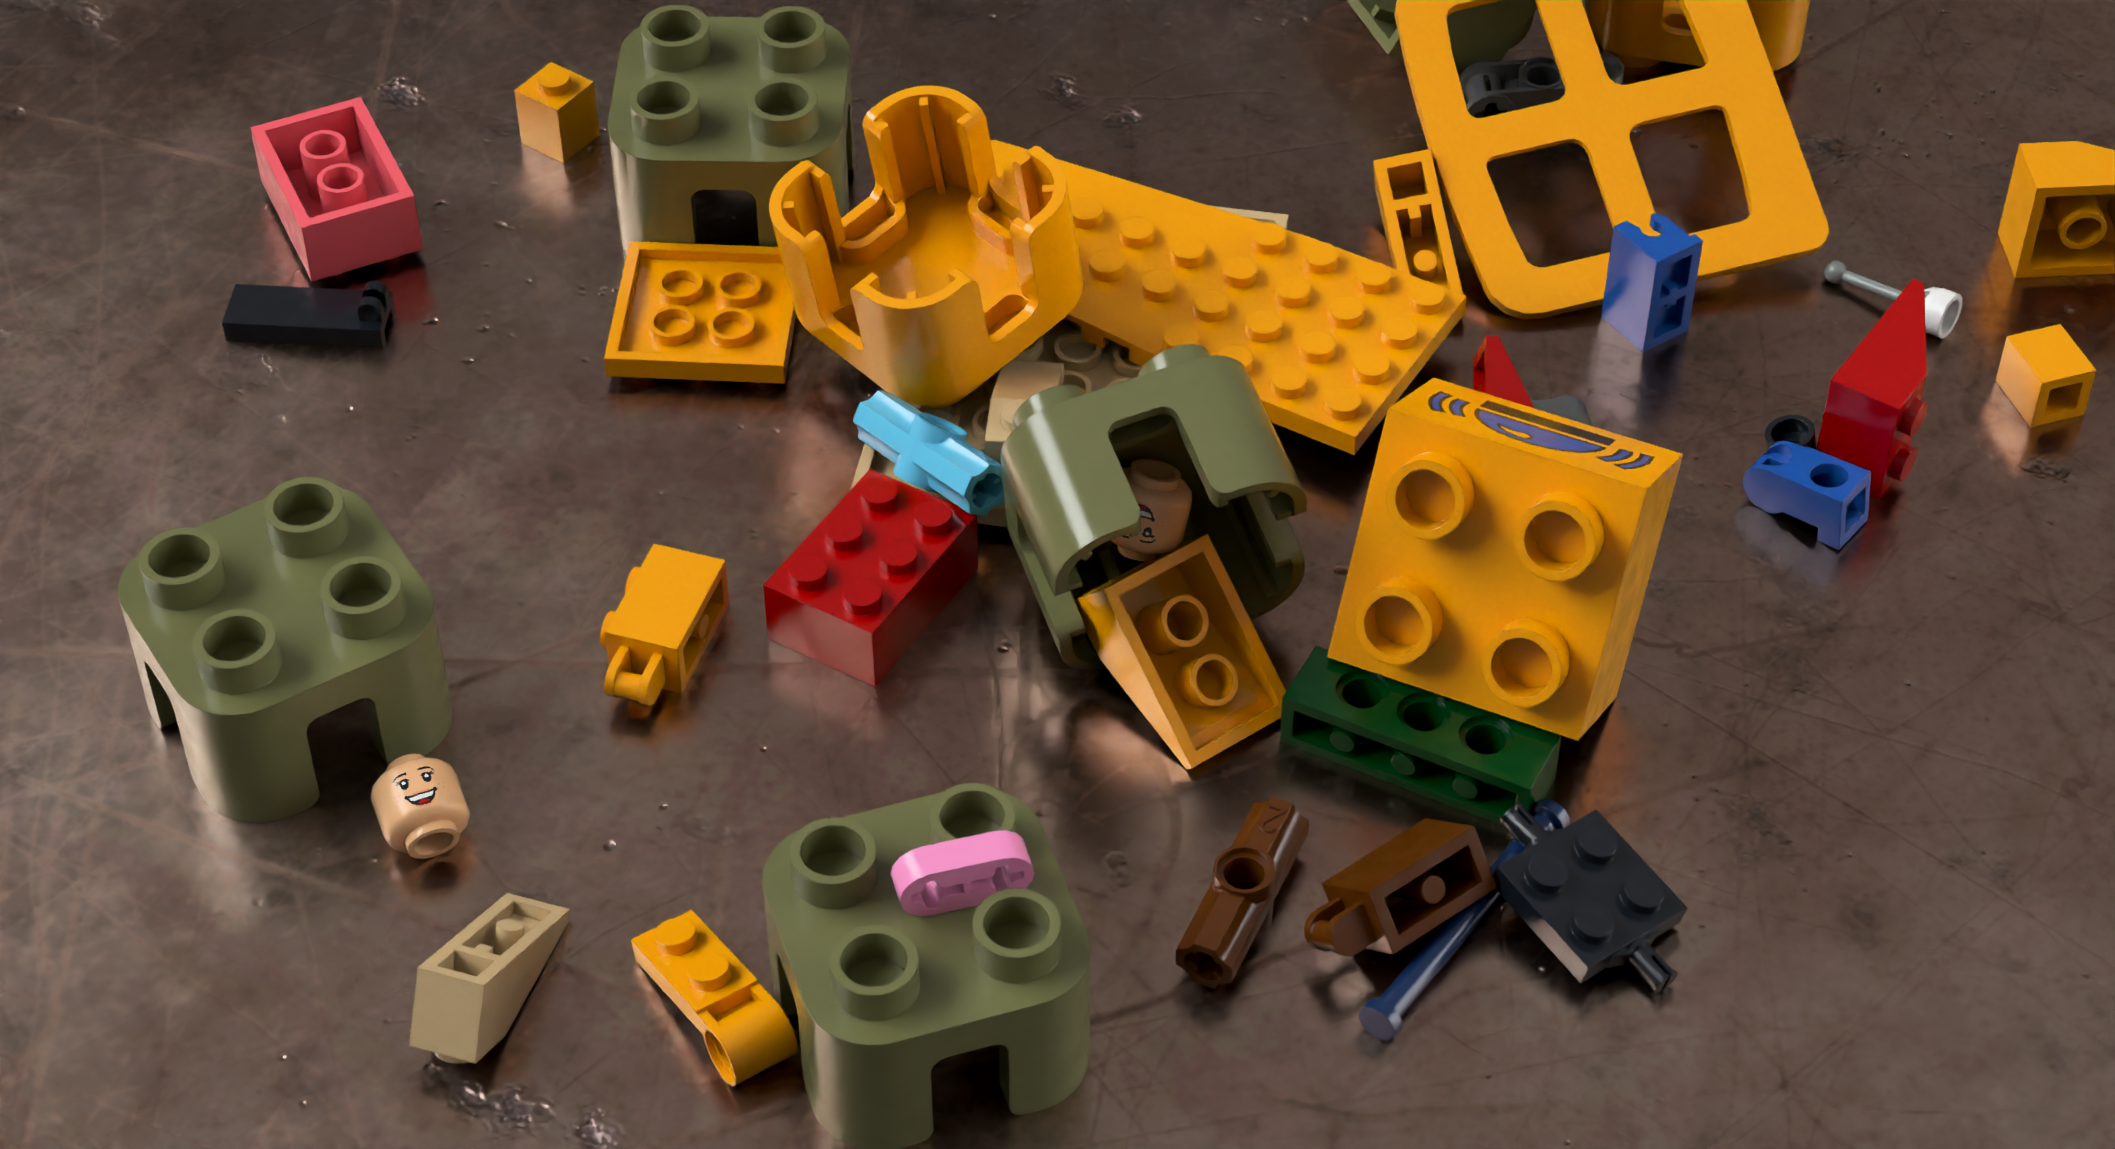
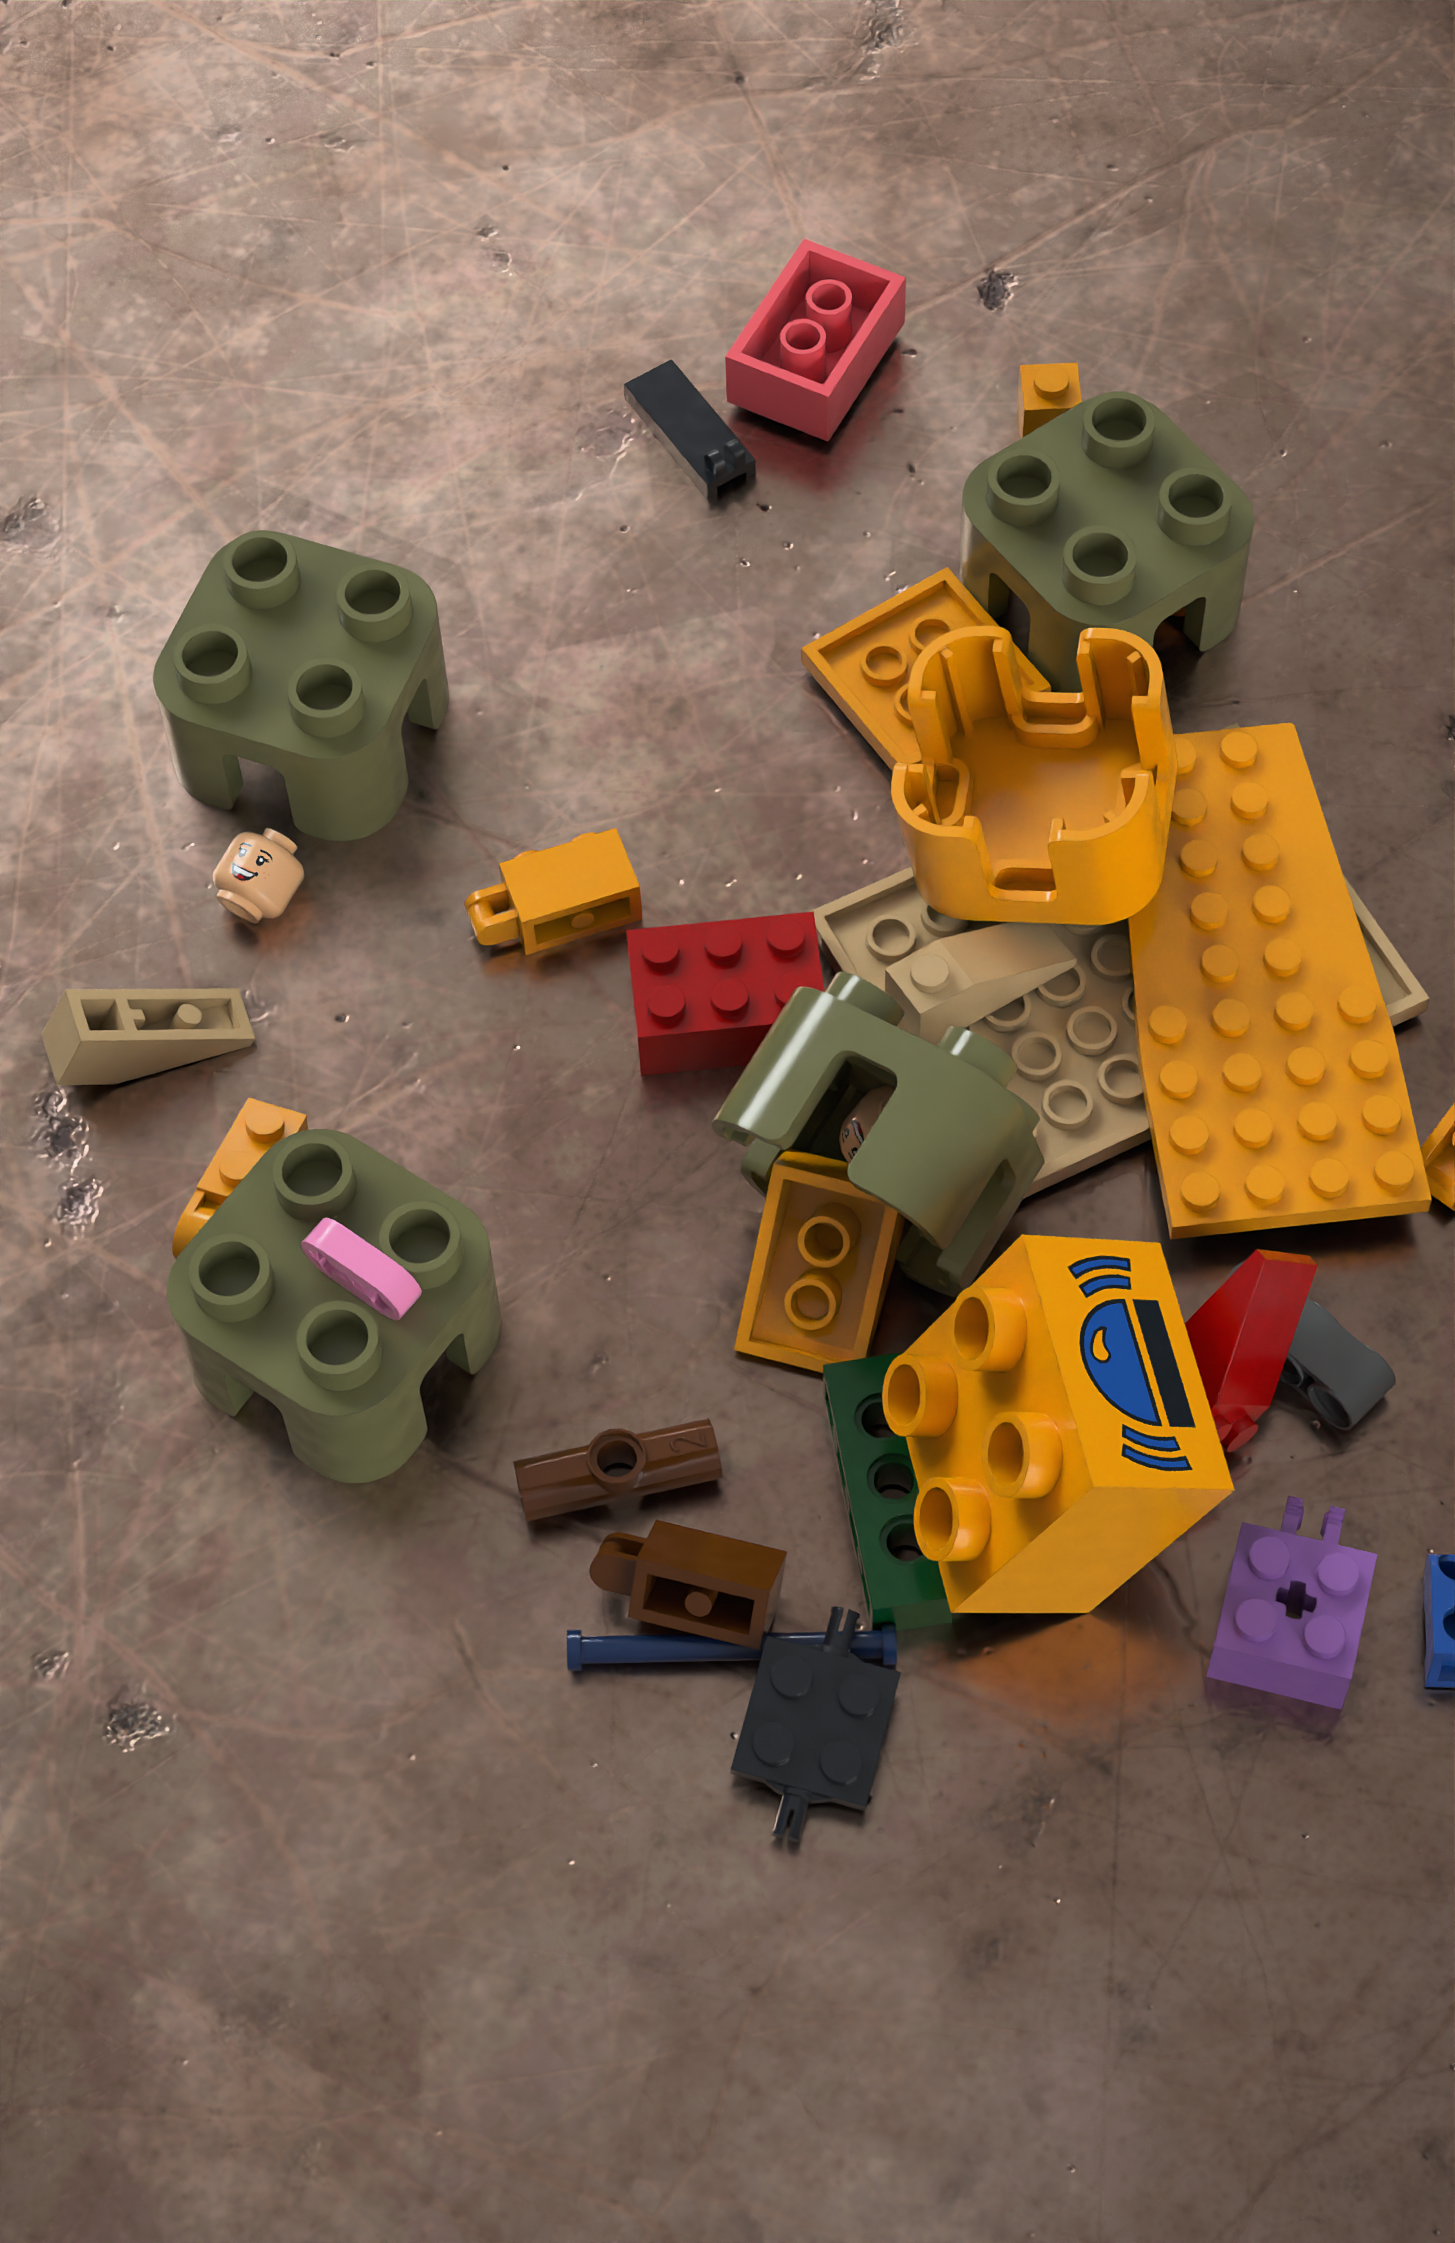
camera: 55 degrees right, 15 degrees up
(930, 453) = (868, 921): medium azure piece -> none
(1734, 568) = (1302, 1576): none -> medium lavender hinge

